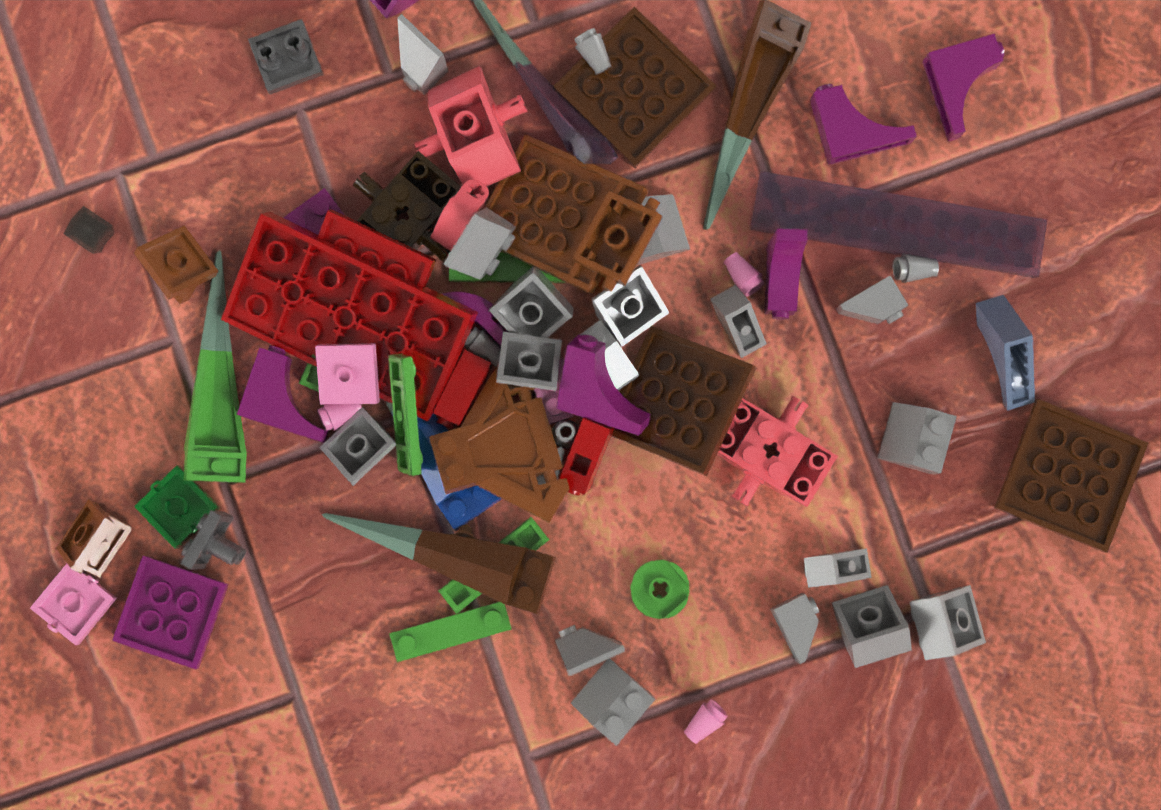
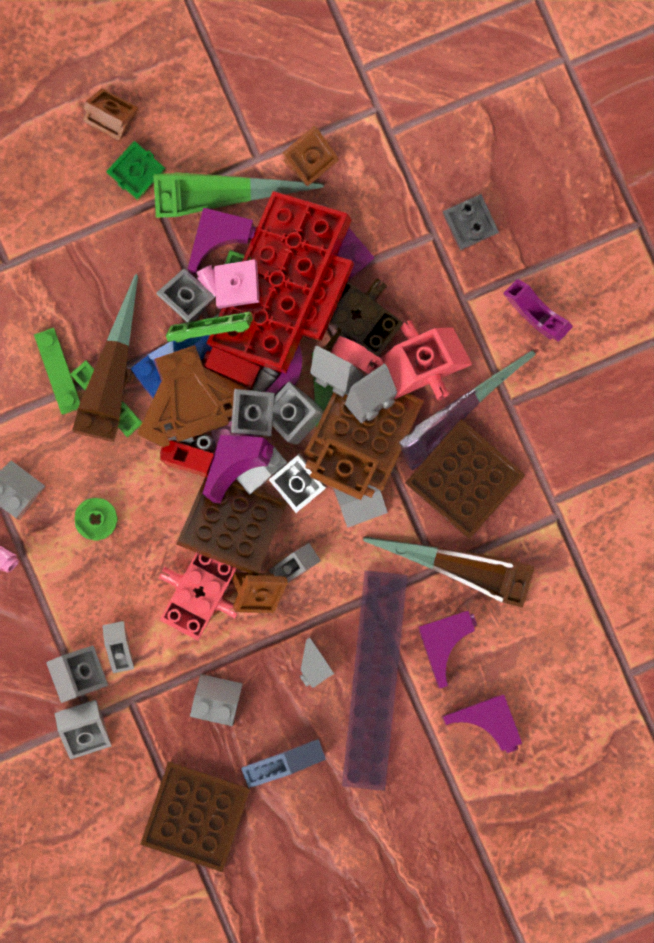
camera: 80 degrees right, 0 degrees up
(73, 604) = (62, 103): bright pink plate -> none
(89, 230) = (331, 92): clear smoke piece -> none
(170, 612) = (60, 172): magenta plate -> none
(211, 542) = (110, 198): flat silver plate -> none
(419, 58) = (473, 318): slope -> none
(515, 196) = (371, 394): none -> light grey slope
(585, 648) = (50, 467): light grey slope -> none
(593, 50) = (488, 445): light grey cone -> none
(743, 274) = (328, 568): bright pink cone -> none
(777, 370) = (258, 592): none -> dark orange bracket
(783, 272) = (328, 595): magenta arch -> none
(797, 623) = (76, 619): light grey slope -> none
(913, 268) = (342, 693): light grey cone -> none

